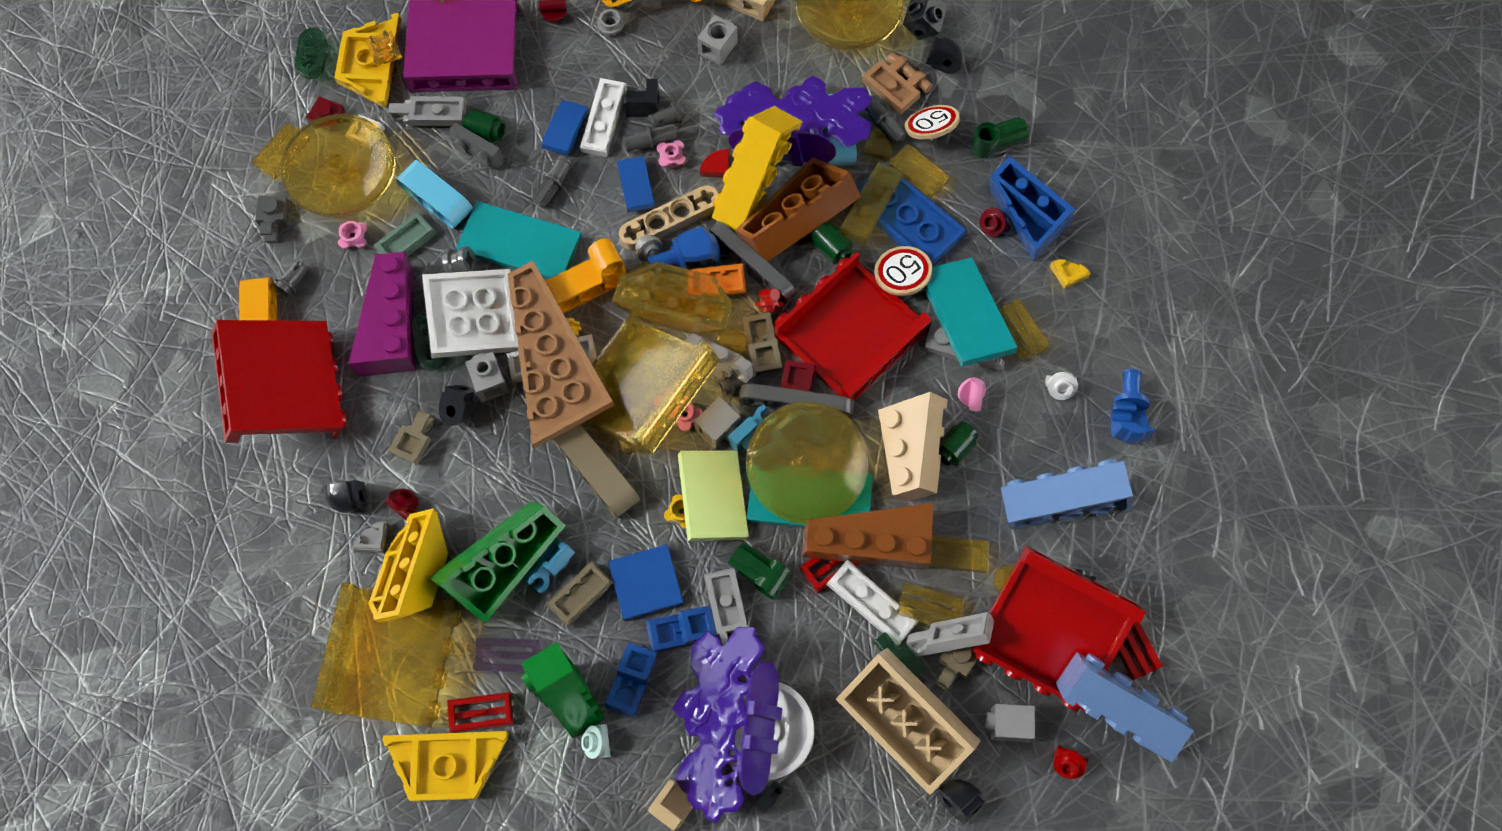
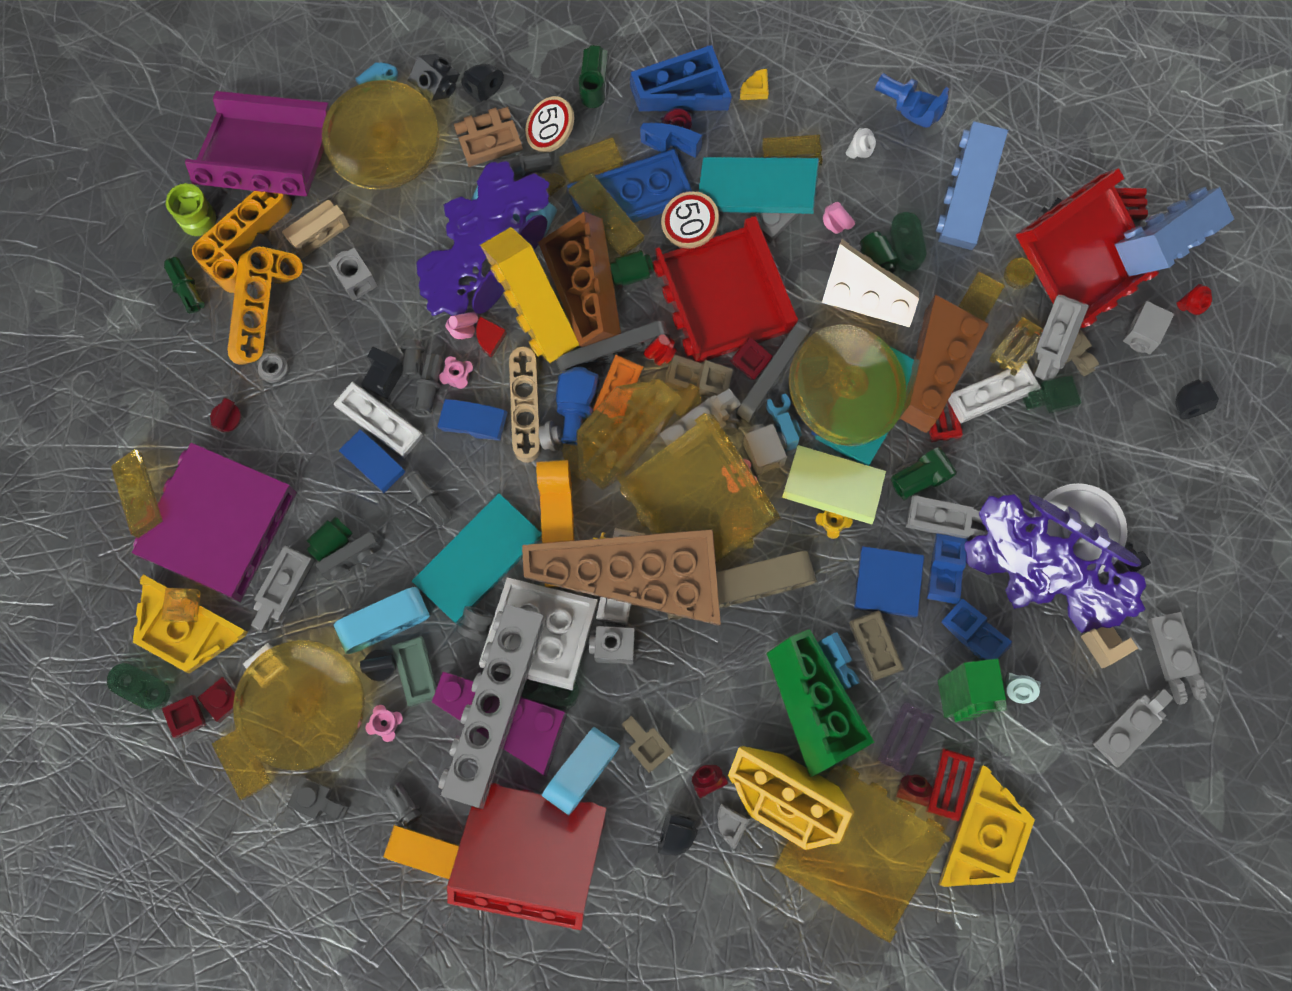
camera: 65 degrees left, 5 degrees up
(300, 94) = (184, 716): none -> dark red plate
(310, 313) = (475, 790): none -> light grey brick
(365, 393) = (580, 770): none -> medium azure beam
(396, 208) = (378, 665): none -> black plate
(456, 404) = (632, 685): black piece -> none
(463, 681) = (914, 789): none -> dark red plate
(713, 138) = (461, 325): none -> bright pink plate
(908, 720) = (1119, 407): tan brick -> none
(973, 219) = (663, 136): none -> blue slope
(983, 466) = (908, 243): none -> clear green plate

